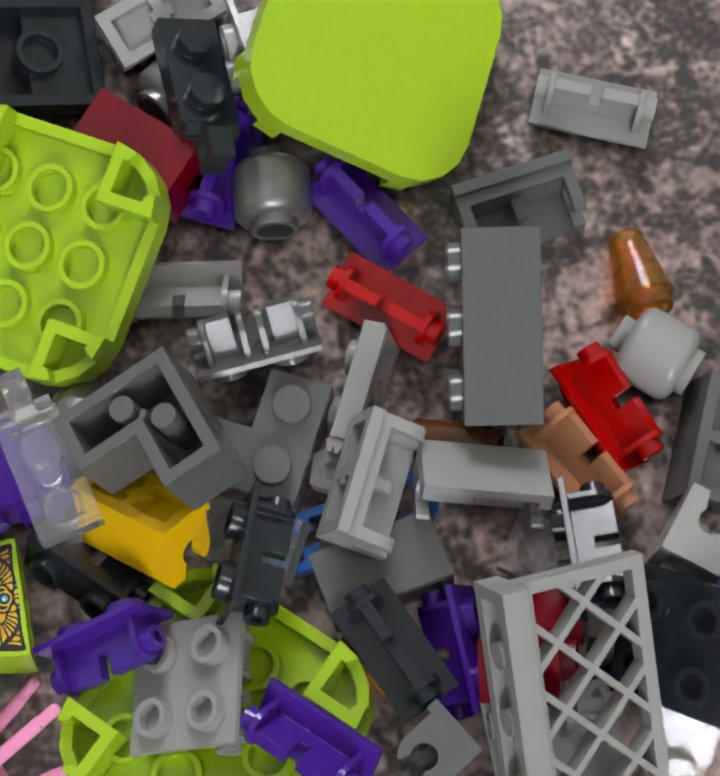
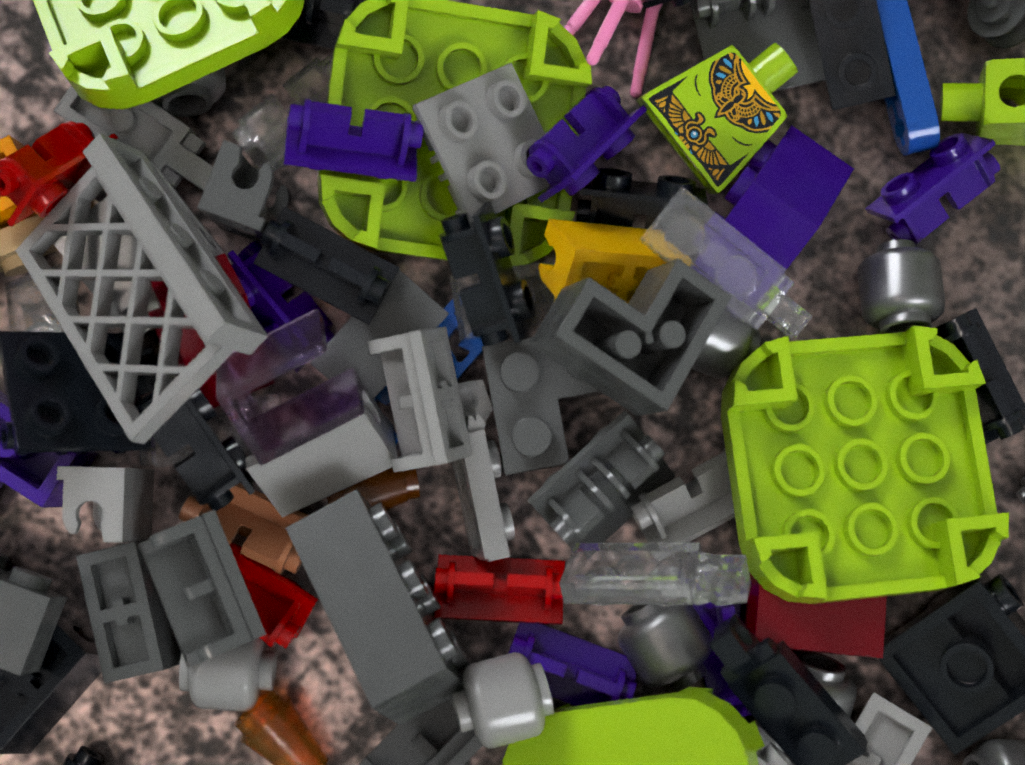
camera: 150 degrees right, 10 degrees up
(252, 242) = (653, 575): none -> clear hinge
(430, 200) = (503, 700): none -> light grey head
(477, 536) = (299, 418): none -> clear purple piece
(643, 415) = (201, 588): none -> dark grey hinge

